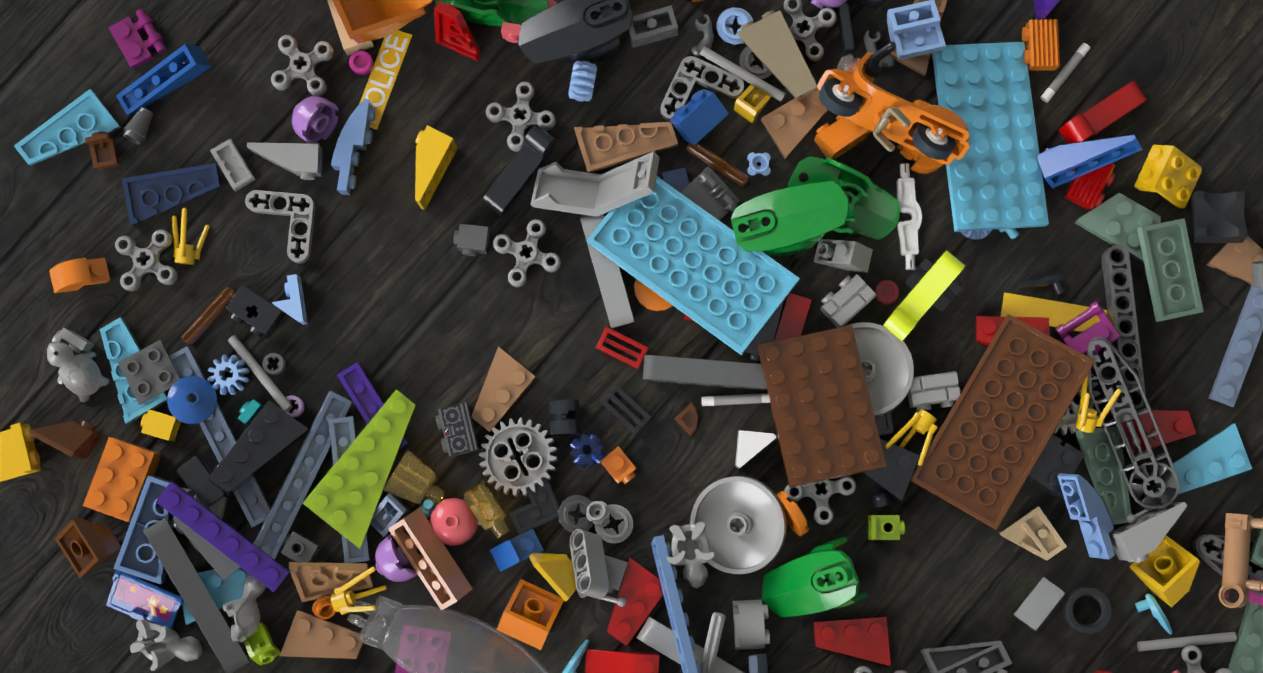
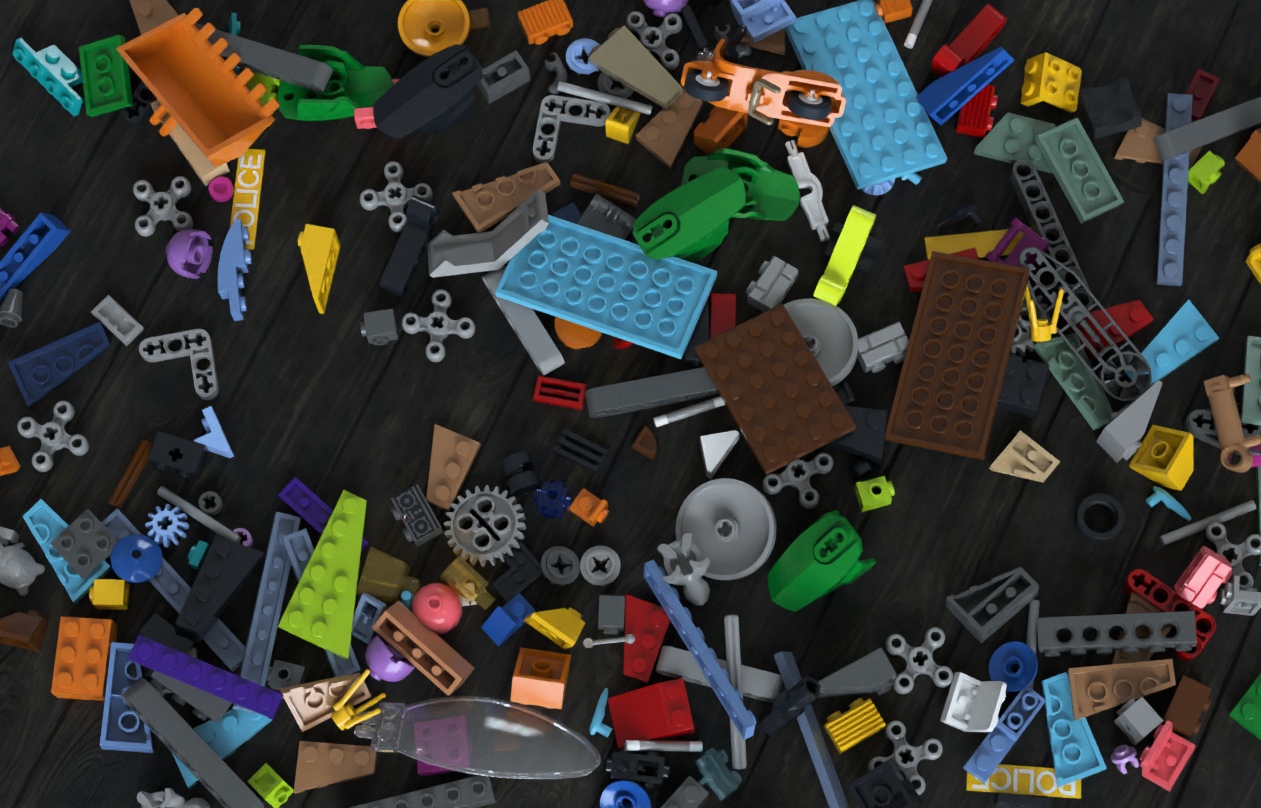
camera: 15 degrees left, 10 degrees down
(87, 545) = (64, 735): reddish brown slope -> none
(134, 593) = (128, 773): door -> none
(183, 252) = (90, 419): yellow plant -> none
(245, 610) = (247, 749): light grey animal -> none
(297, 158) = (178, 296): light grey slope -> none
(323, 608) = (332, 731): orange plate -> none
(453, 31) = (307, 131): red wing -> none
(582, 81) = (448, 145): light blue gear -> none
(589, 563) = (586, 606): light grey beam -> none
(593, 508) = (578, 550): light grey plate -> none
(698, 116) = (573, 148): blue brick -> none
(749, 624) = (767, 628): light grey cylinder -> none
(763, 159) = (648, 173): light blue plate -> none
(794, 515) = (780, 503): orange tile -> none
(843, 255) = (755, 242): light grey slope -> none
(855, 637) = (877, 610): red wing -> none
(886, 292) = (808, 267): dark red tile -> none
(920, 422) = (880, 380): yellow plant -> none
(1039, 604) = (1050, 526): slope -> none
(1087, 508) = (1068, 415): medium blue slope -> none

